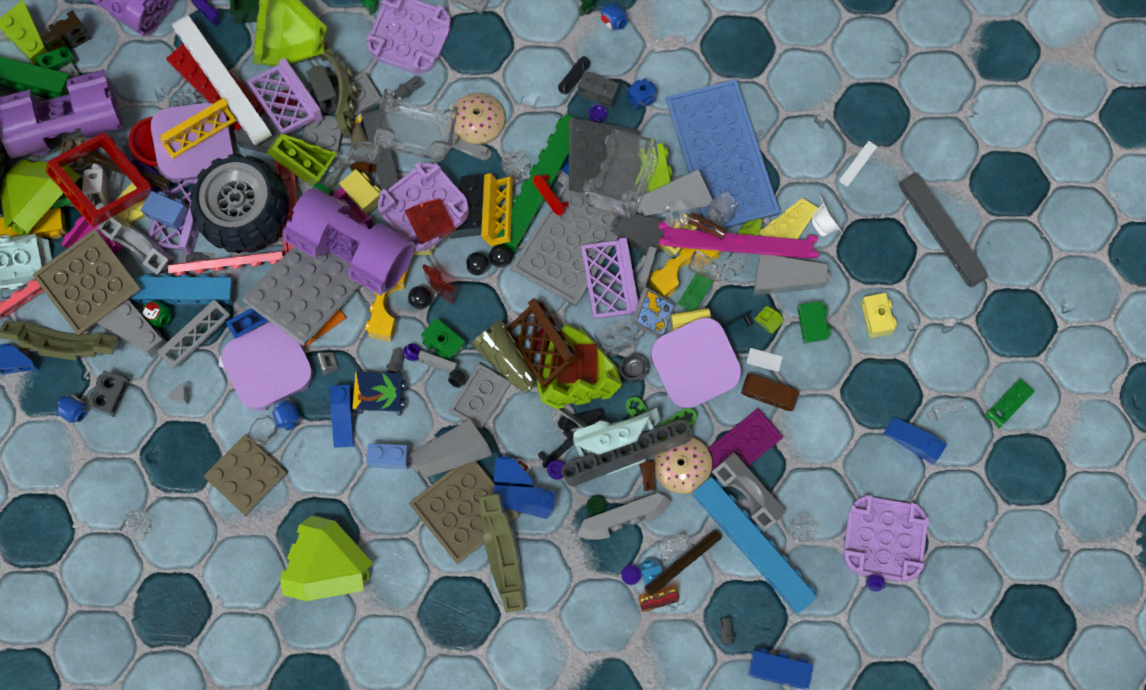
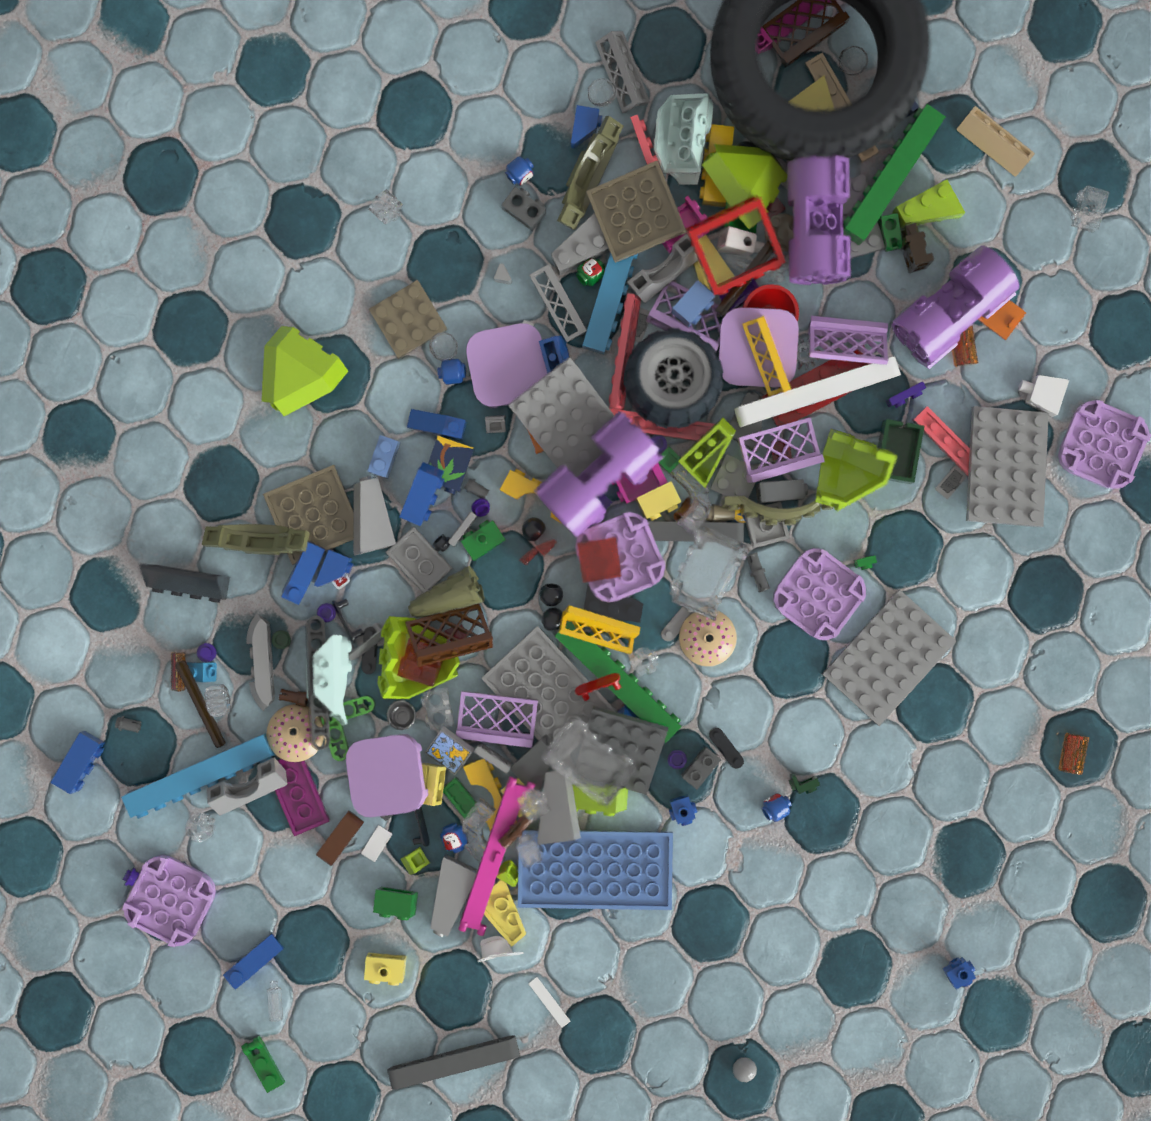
camera: 115 degrees right, 15 degrees up
(156, 67) = (849, 330): none -> lavender fence
(413, 405) = (422, 494): none -> blue brick
(566, 611) = (185, 581): none -> black slope
(734, 287) = (453, 838): none -> head

